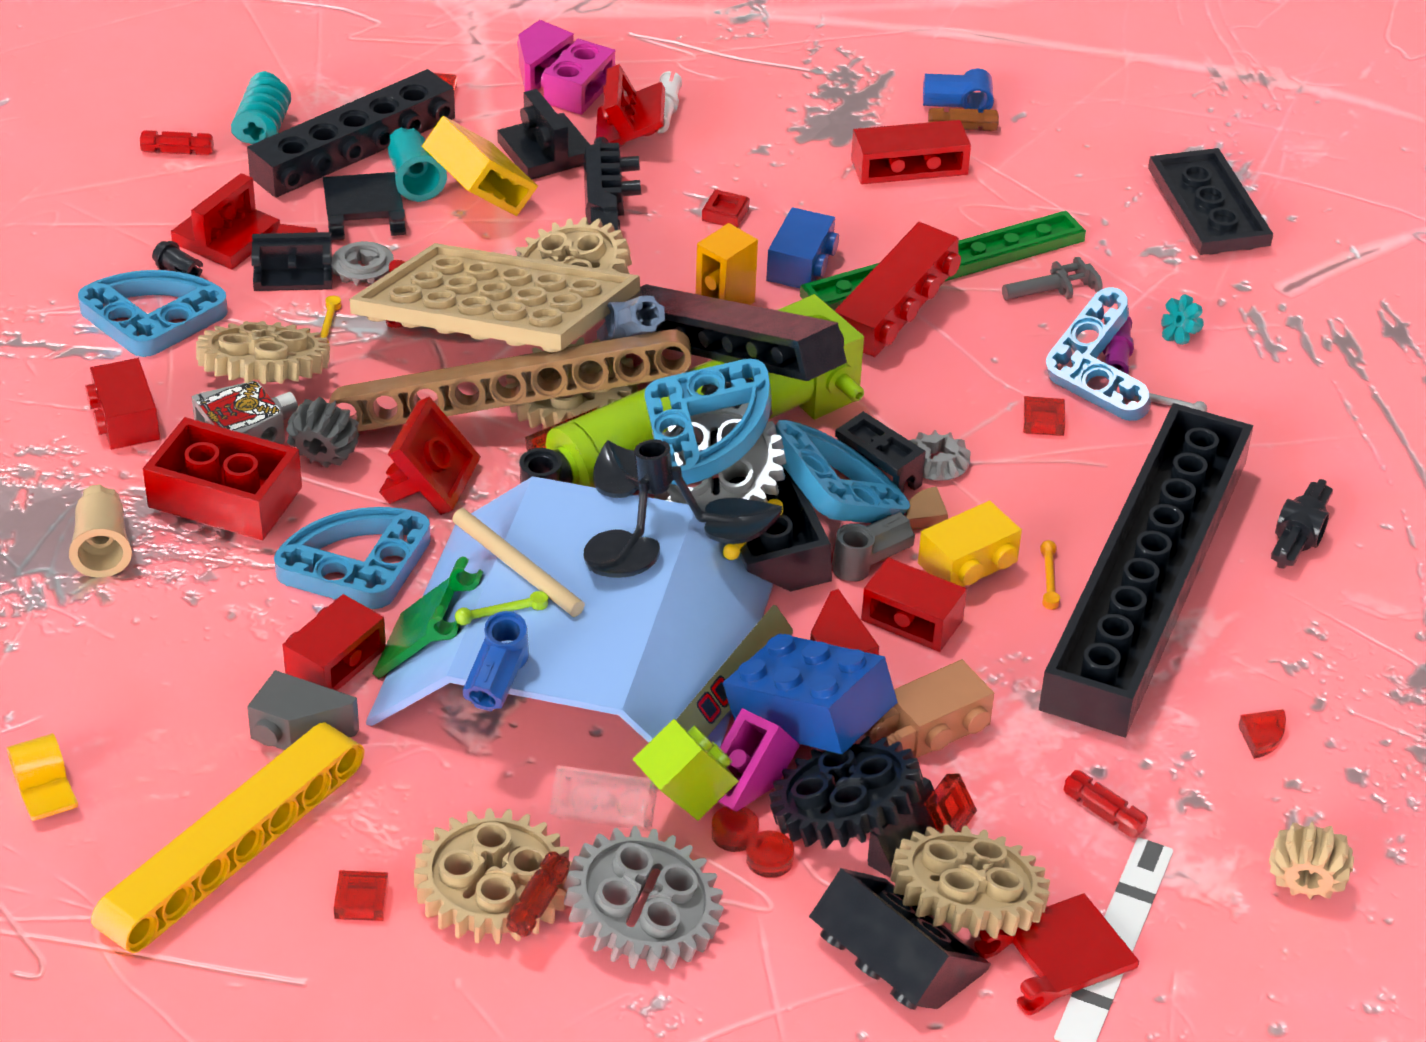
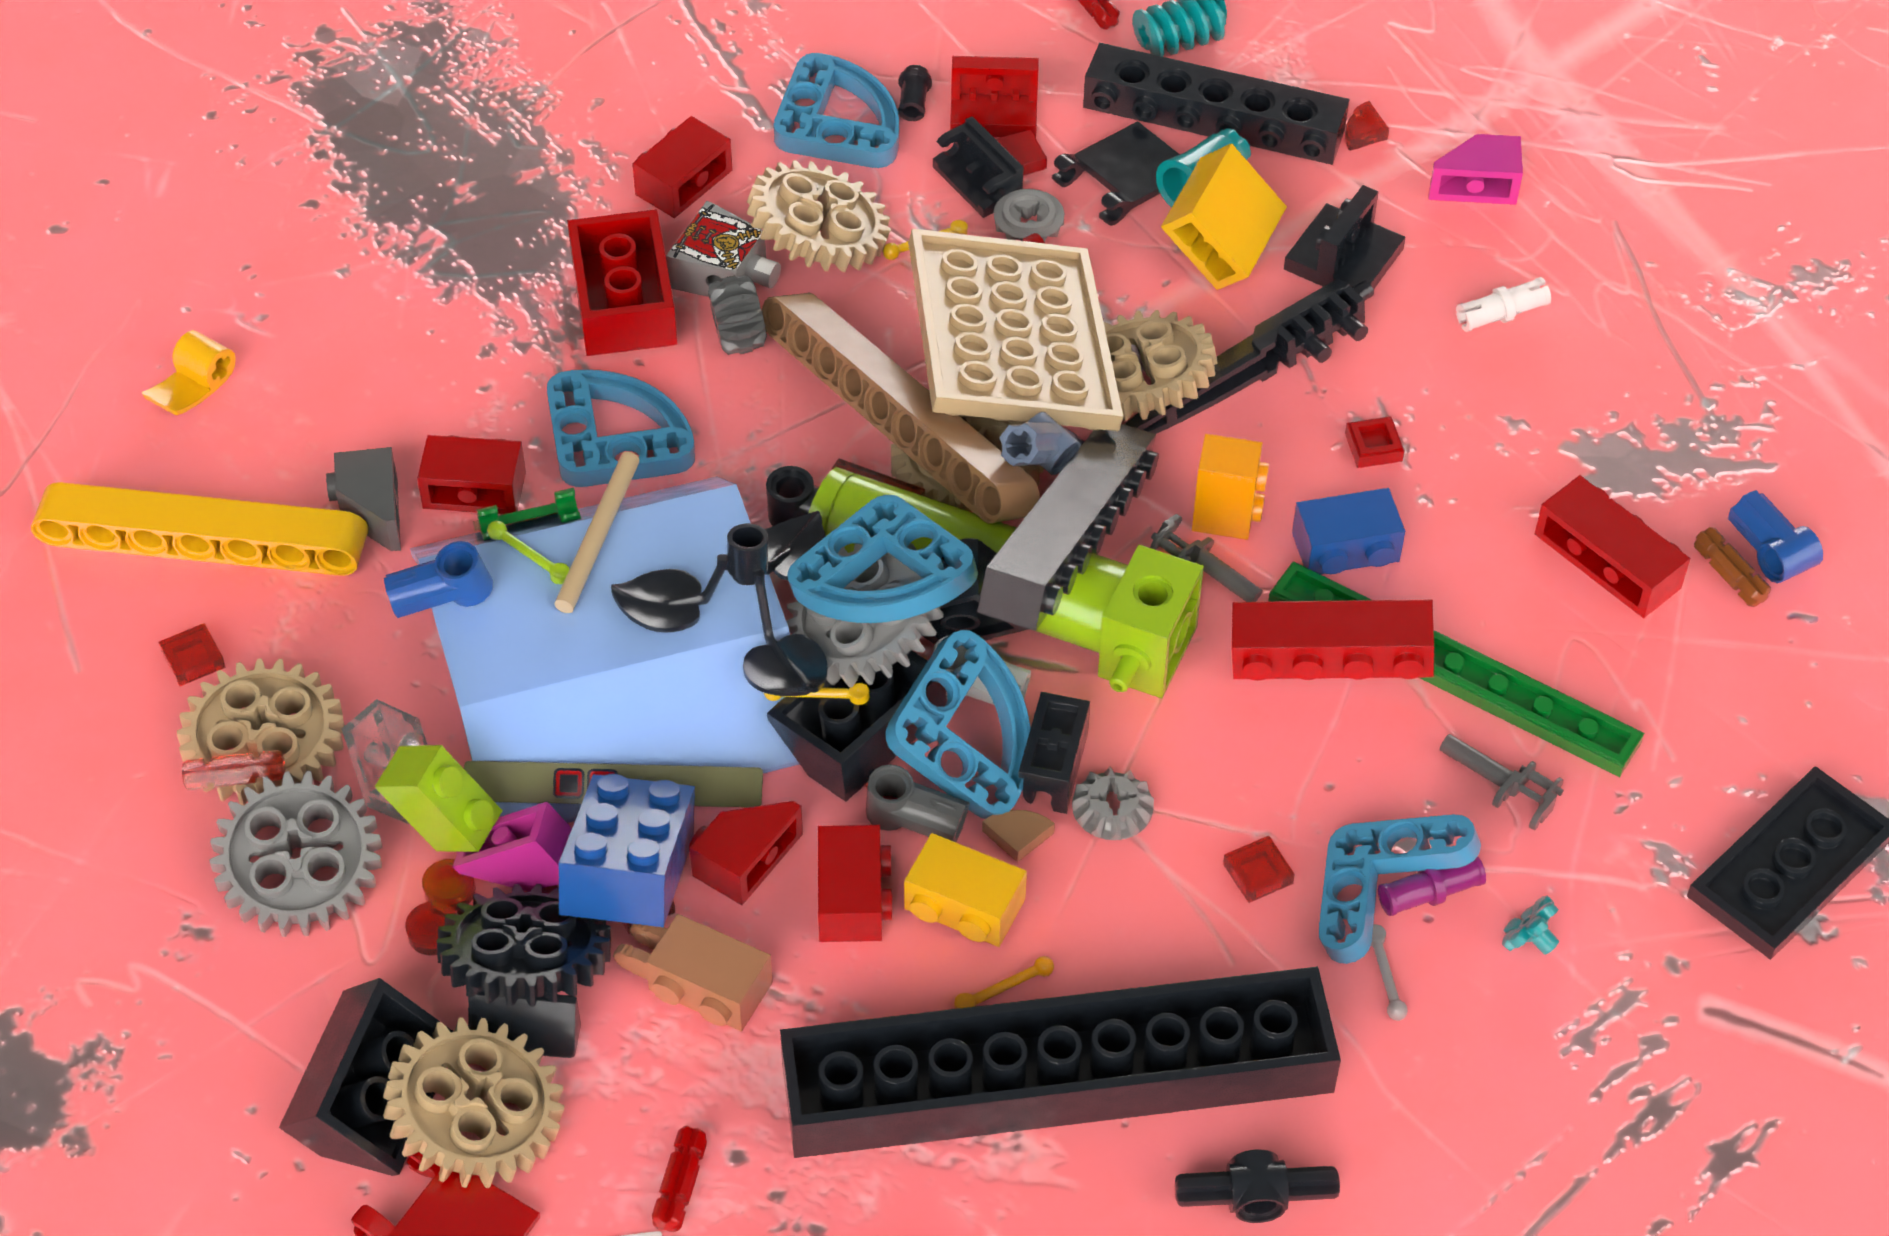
camera: 60 degrees right, 10 degrees up
(100, 535) = (501, 242): tan plant -> none
(430, 459) = (762, 407): red bracket -> none
(577, 76) = (1475, 217): dark pink brick -> none
(627, 111) = (1438, 276): red bracket -> none
(951, 803) = (574, 1042): clear red tile -> none

